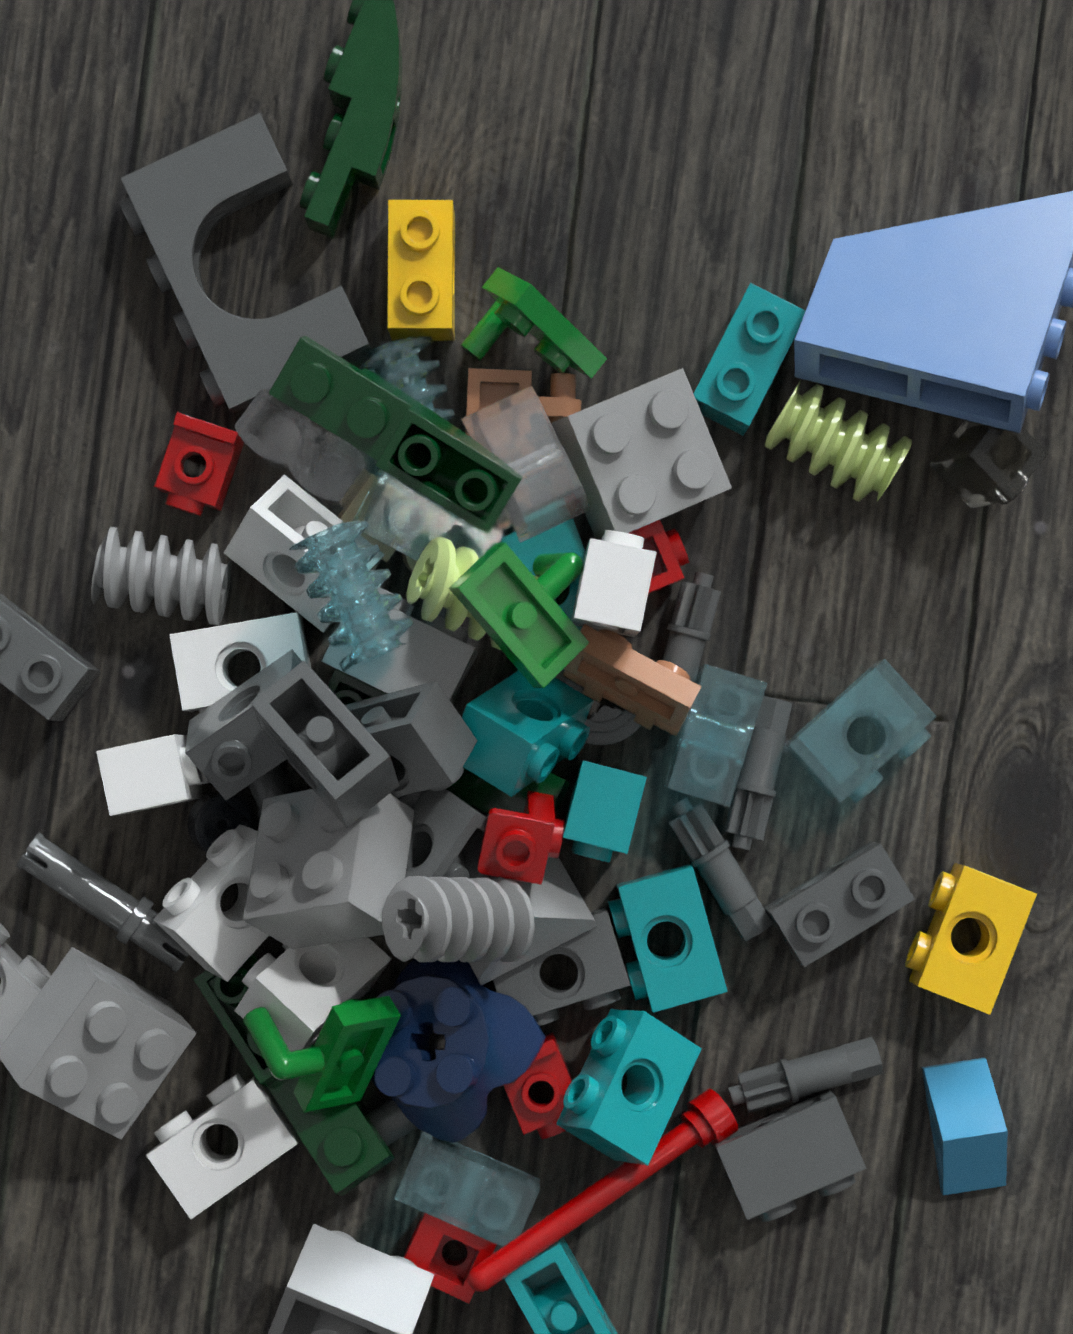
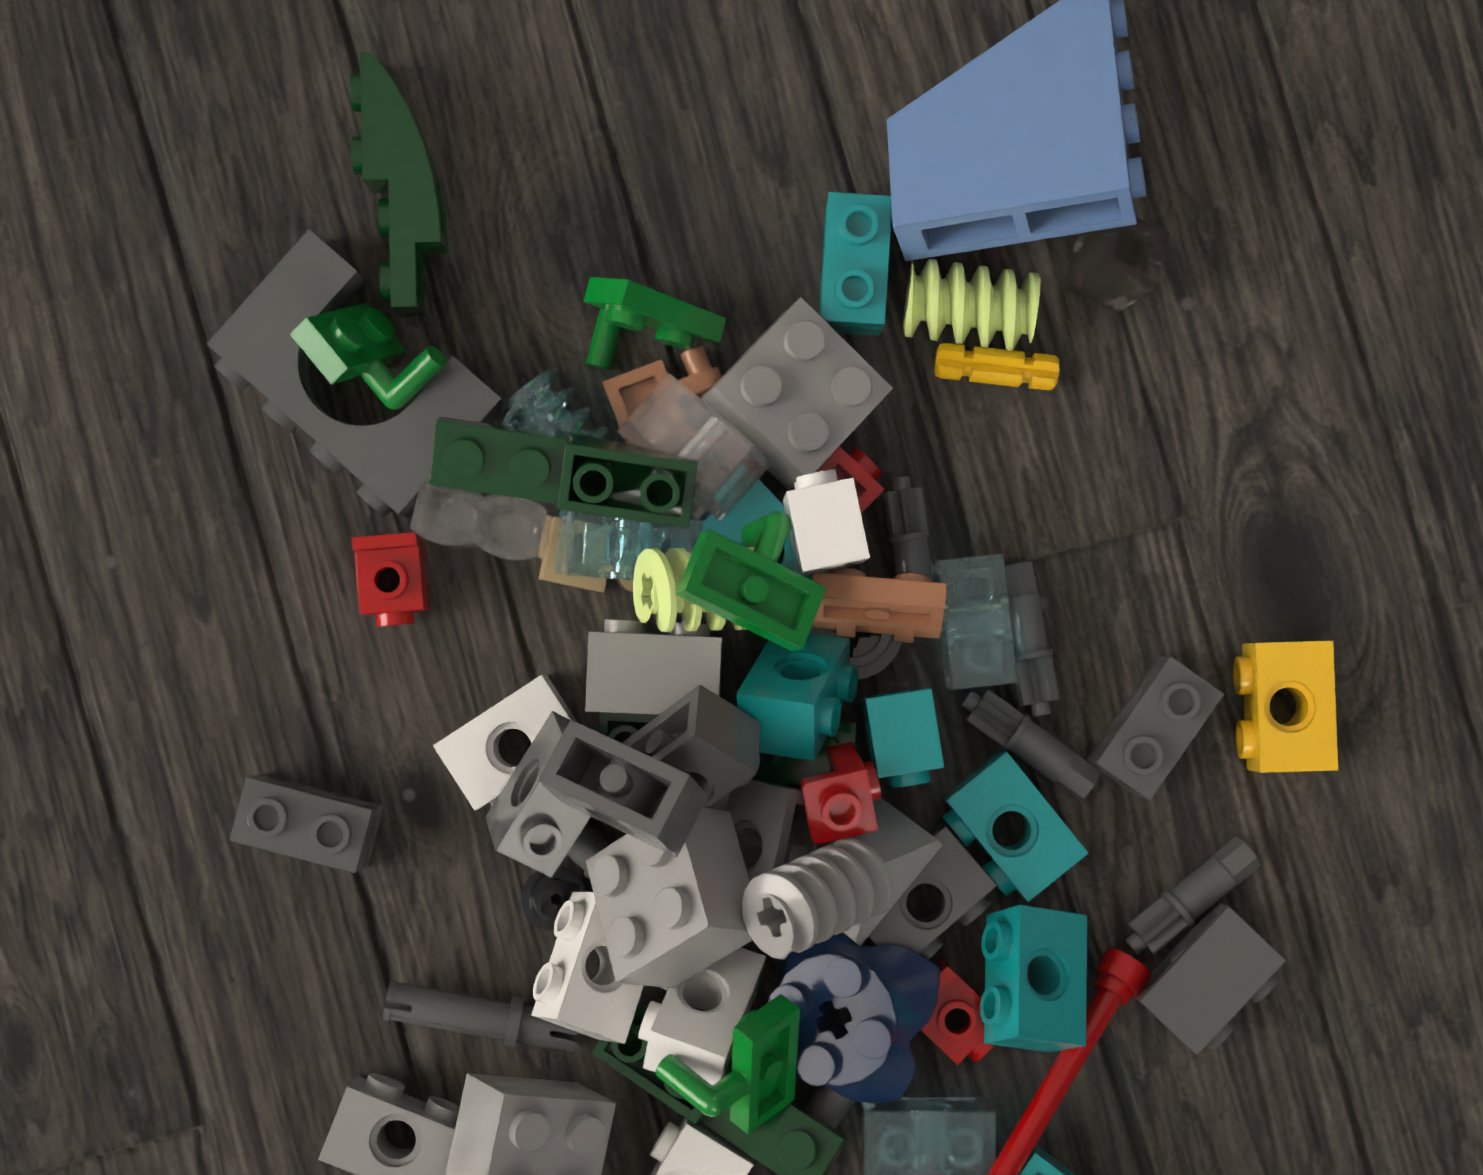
camera: 20 degrees left, 0 degrees up
(149, 775) = (470, 884): white brick -> none
(161, 577) = (402, 695): light grey piece -> none
(265, 240) = (364, 344): none -> green plate
(268, 532) = (523, 617): white brick -> none
(352, 593) = (587, 636): clear light blue piece -> none
(421, 269) = (519, 309): yellow brick -> none
(823, 742) = (1077, 587): clear light blue brick -> none
(837, 510) = (996, 366): none -> yellow axle
(966, 1126) = (1358, 880): dark azure slope -> none

